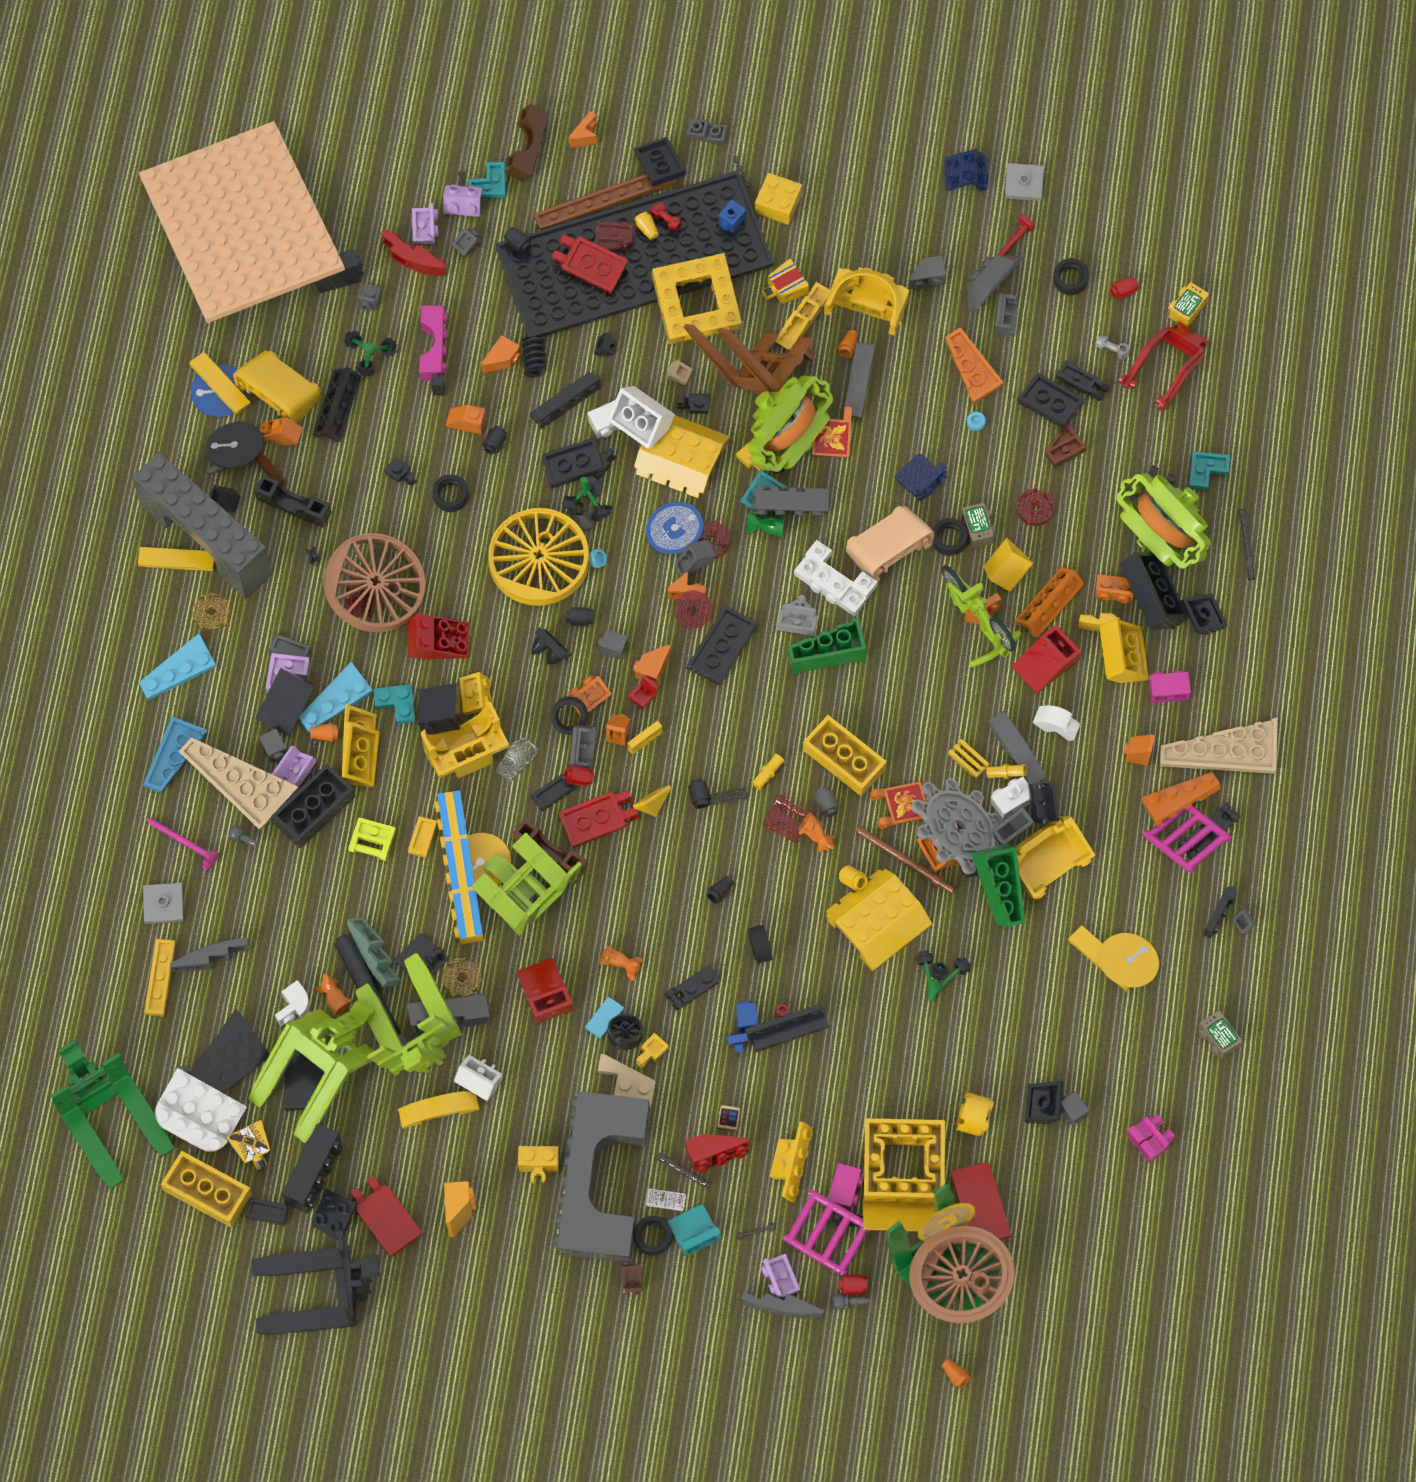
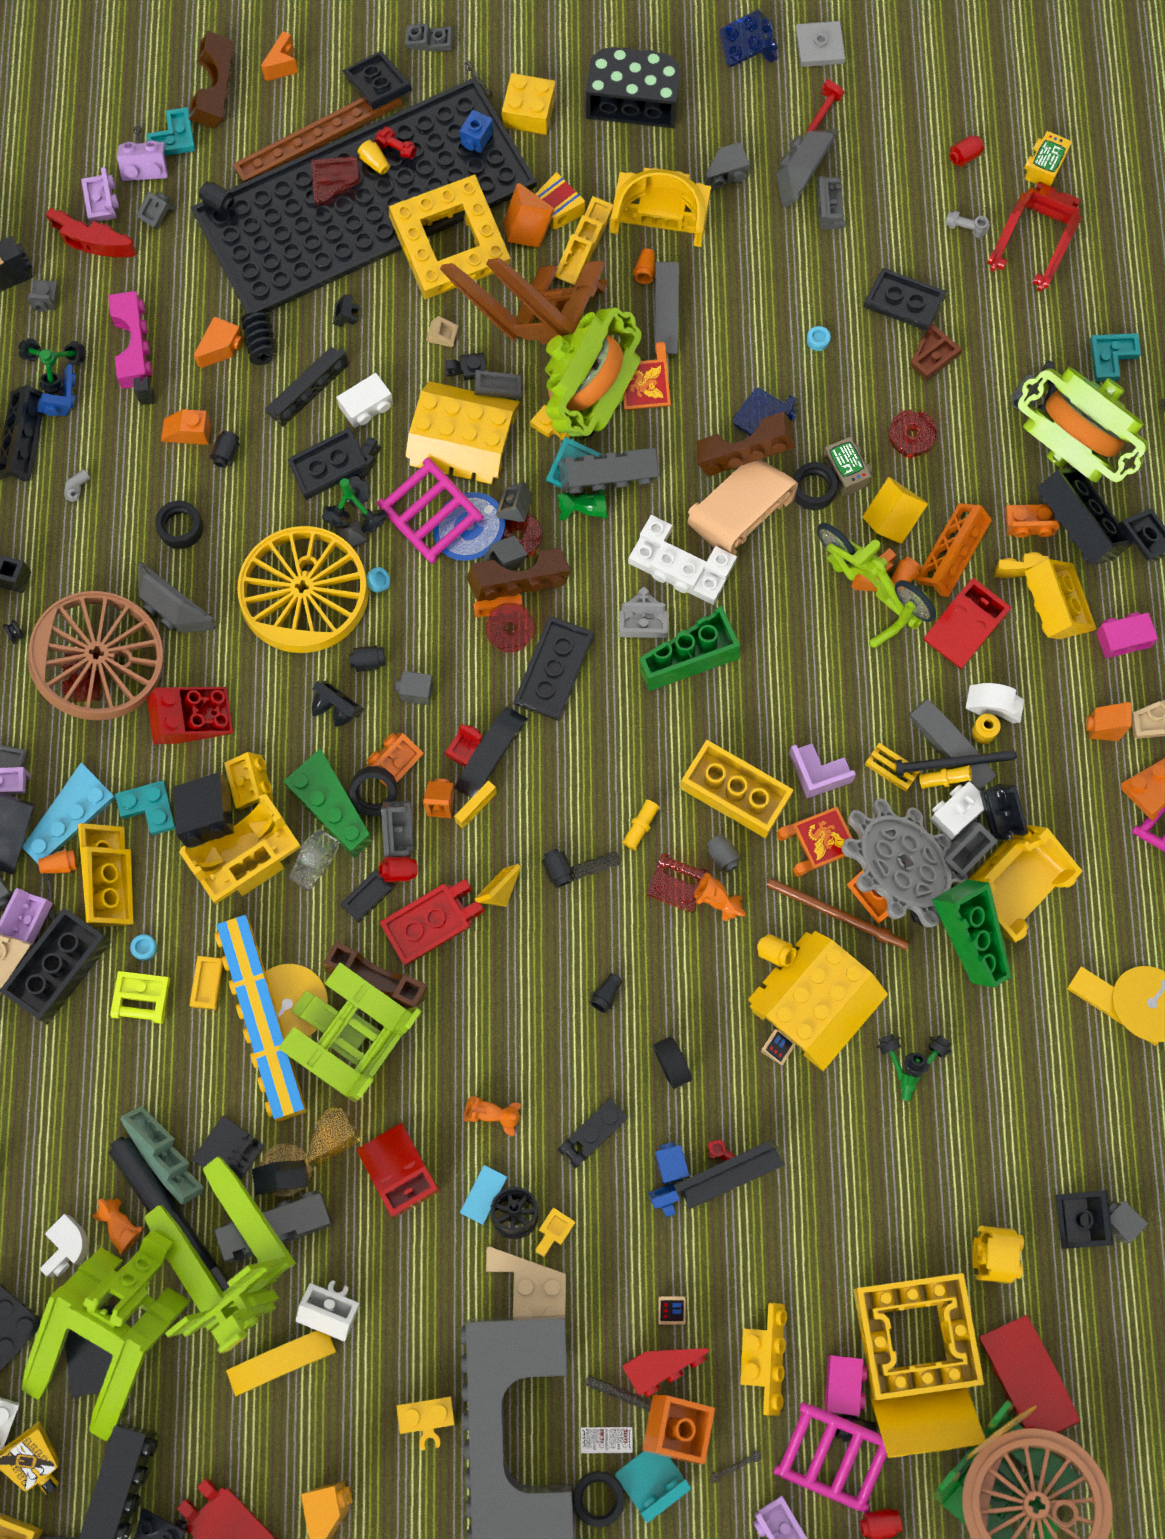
camera: 10 degrees left, 5 degrees up
(370, 386) = (59, 405): none -> blue bracket
(372, 451) = (73, 485): none -> light grey arm
(379, 804) = (143, 947): none -> medium azure tile
(399, 470) = (110, 506): black plate -> none
(435, 553) = (170, 605): none -> dark grey wedge
(457, 979) = (279, 1177): none -> black slope
(500, 957) = (332, 1136): none -> clear yellow slope
(533, 718) = (324, 797): none -> green wedge
(591, 262) = (312, 211): red tile -> none
(640, 416) = (403, 391): white slope -> none
(652, 663) = (469, 706): orange slope -> none
(663, 699) = (490, 751): none -> black slope
(670, 505) = (416, 537): none -> dark pink bar
(685, 571) = (493, 581): none -> reddish brown arch
(713, 515) = (515, 503): none -> dark grey slope
(715, 421) = (498, 384): none -> dark grey tile
(718, 1194) = (678, 1429): none -> orange brick
(760, 292) = (527, 218): none -> orange slope
(841, 948) = (778, 1047): none -> slope
(863, 198) = (633, 87): none -> black brick
(908, 757) = (817, 777): none -> lavender panel
(920, 493) = (772, 436): none -> reddish brown arch
(973, 368) = (803, 273): orange wing -> none
(1008, 613) = (906, 570): none -> orange cone
(1013, 760) = (902, 768): none -> black bar
(1044, 740) = (985, 728): none -> yellow brick
(1071, 263) = (895, 161): black tyre -> none
(1081, 380) = (938, 269): black hinge -> none

